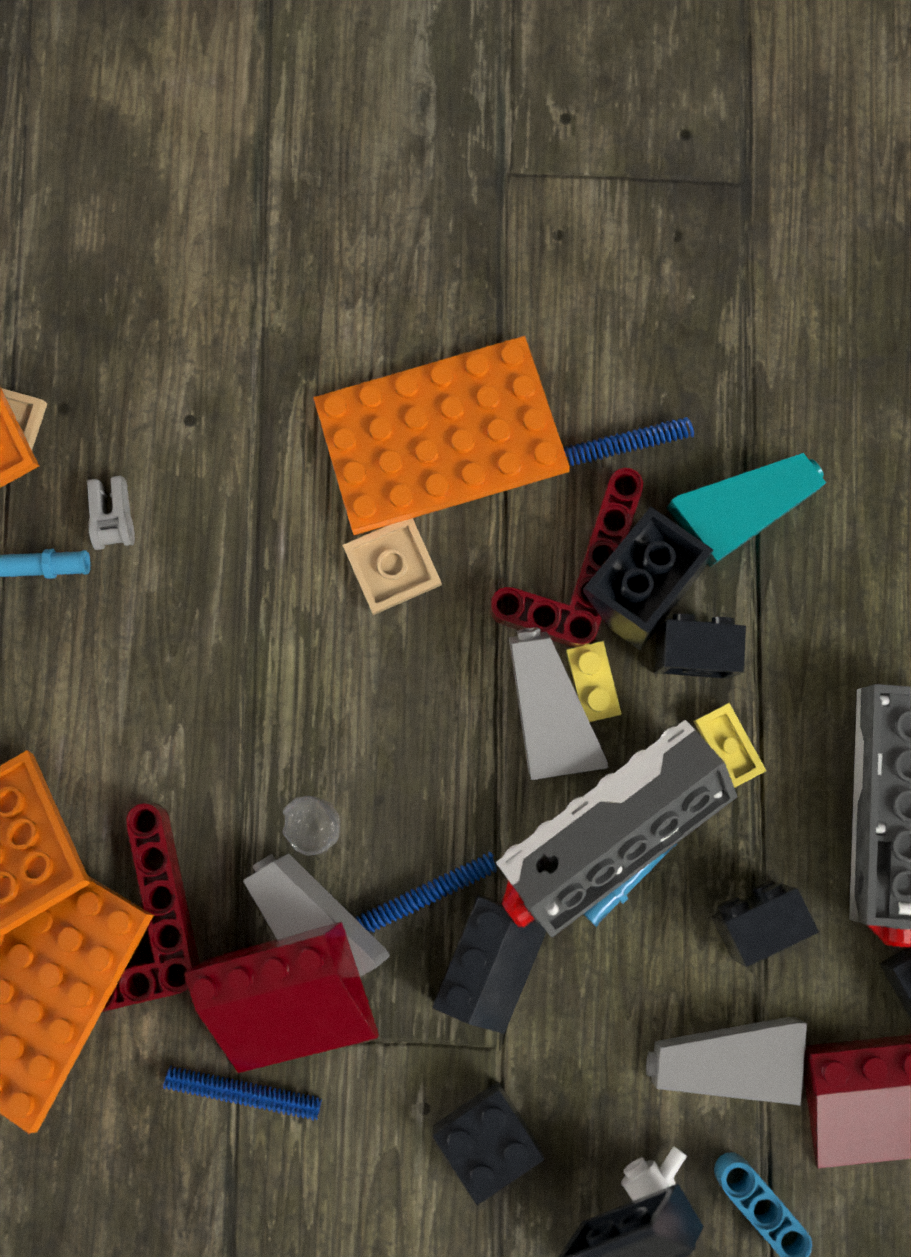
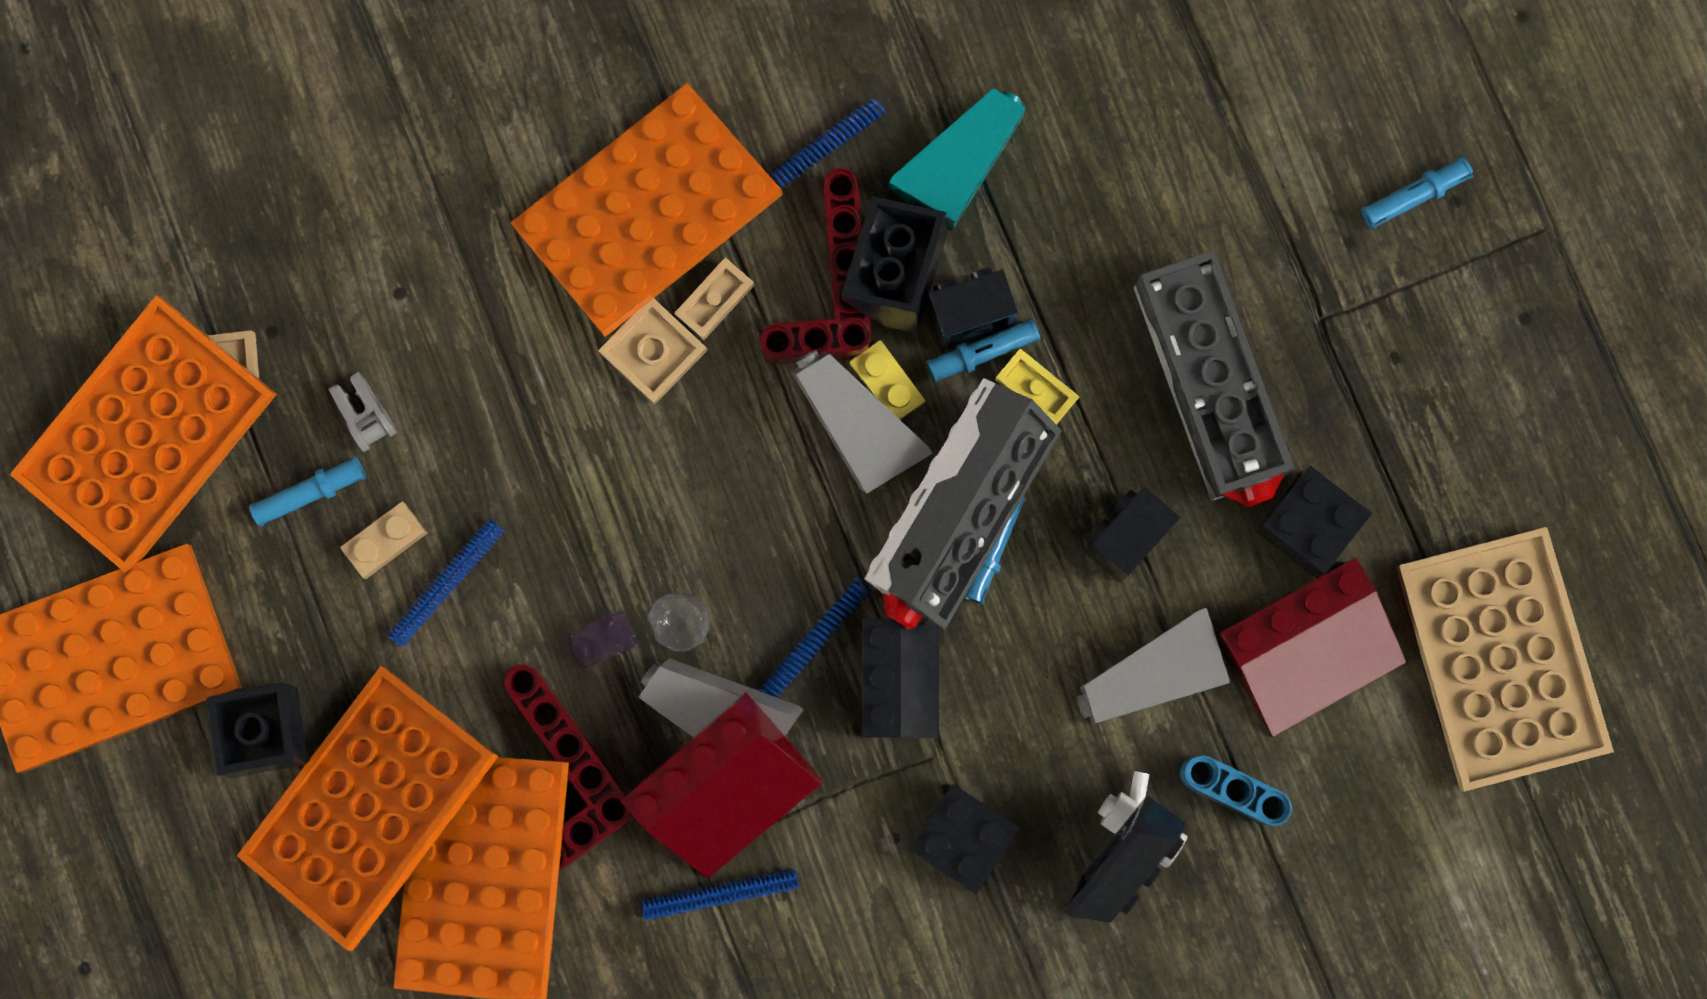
camera: 30 degrees left, 0 degrees up
(80, 636) = (383, 540): none -> tan plate
(117, 699) = (445, 583): none -> blue axle
(236, 811) = (603, 640): none -> clear purple bracket
(467, 541) = (714, 299): none -> tan plate
(679, 689) = (968, 356): none -> dark azure pin

